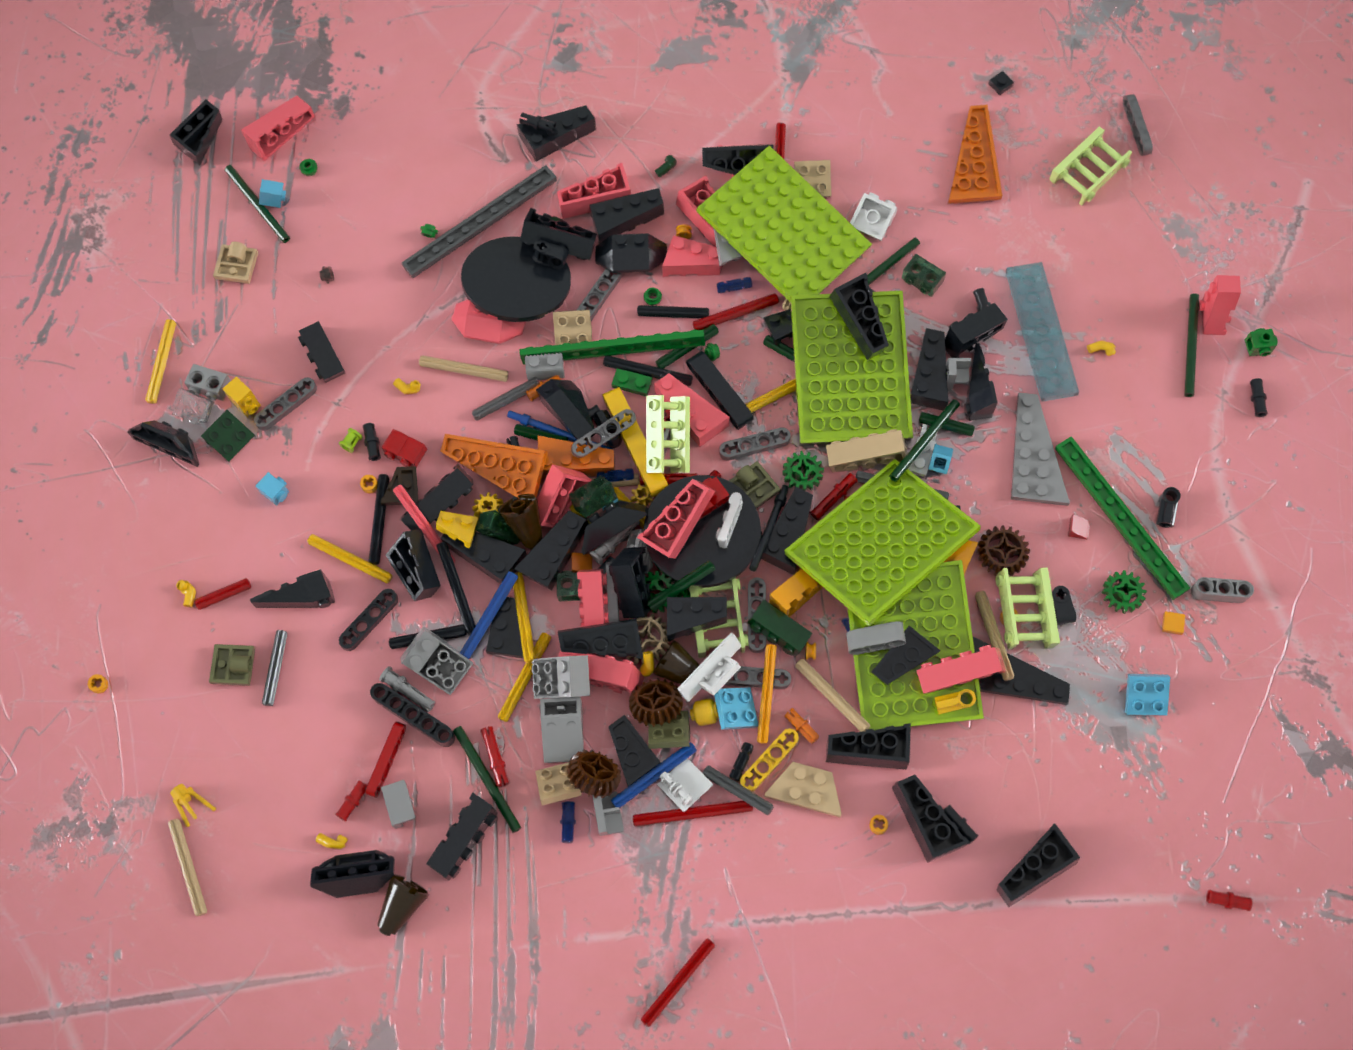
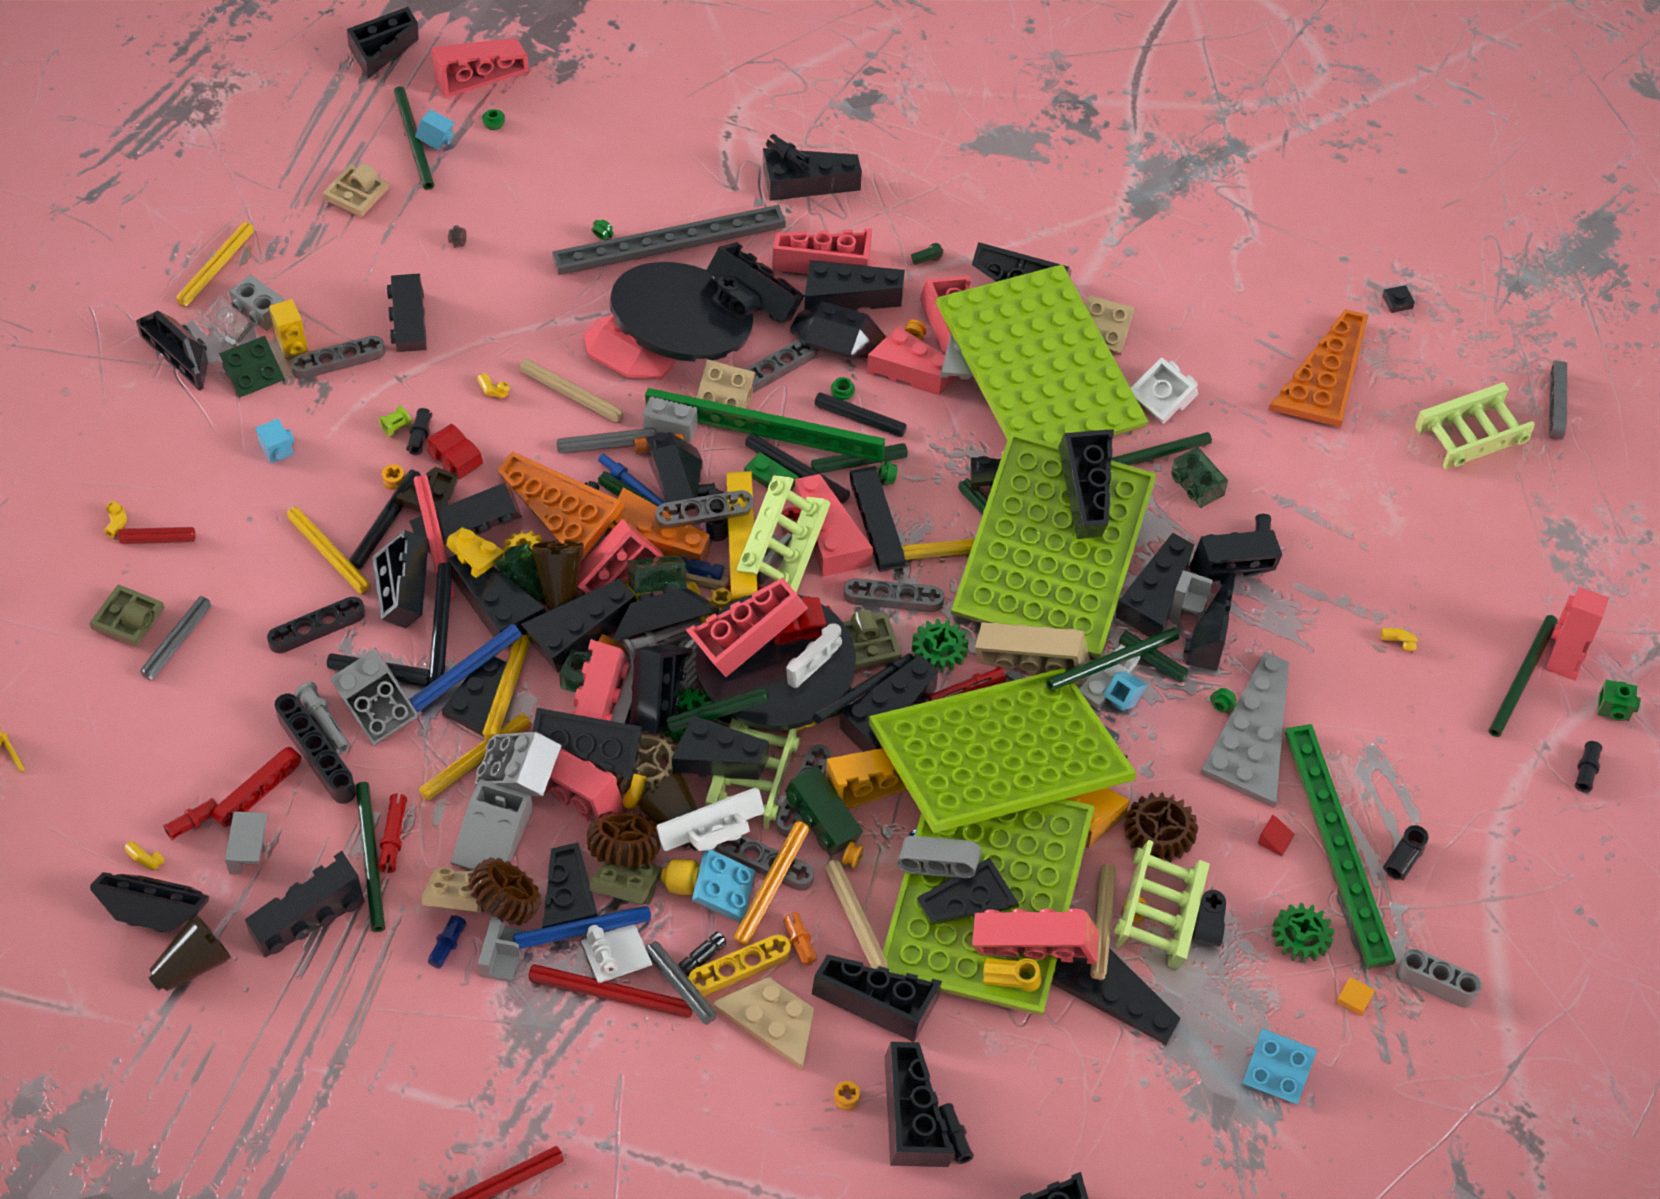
camera: 15 degrees right, 15 degrees down
(309, 591) = (255, 564): black wedge -> none
(733, 285) = (951, 410): clear blue axle -> none
(736, 312) = (938, 440): red axle -> none
(780, 139) = (1085, 271): red axle -> none
(1006, 440) = (1223, 700): none -> green plate
(1042, 332) = (1327, 594): clear light blue plate -> none

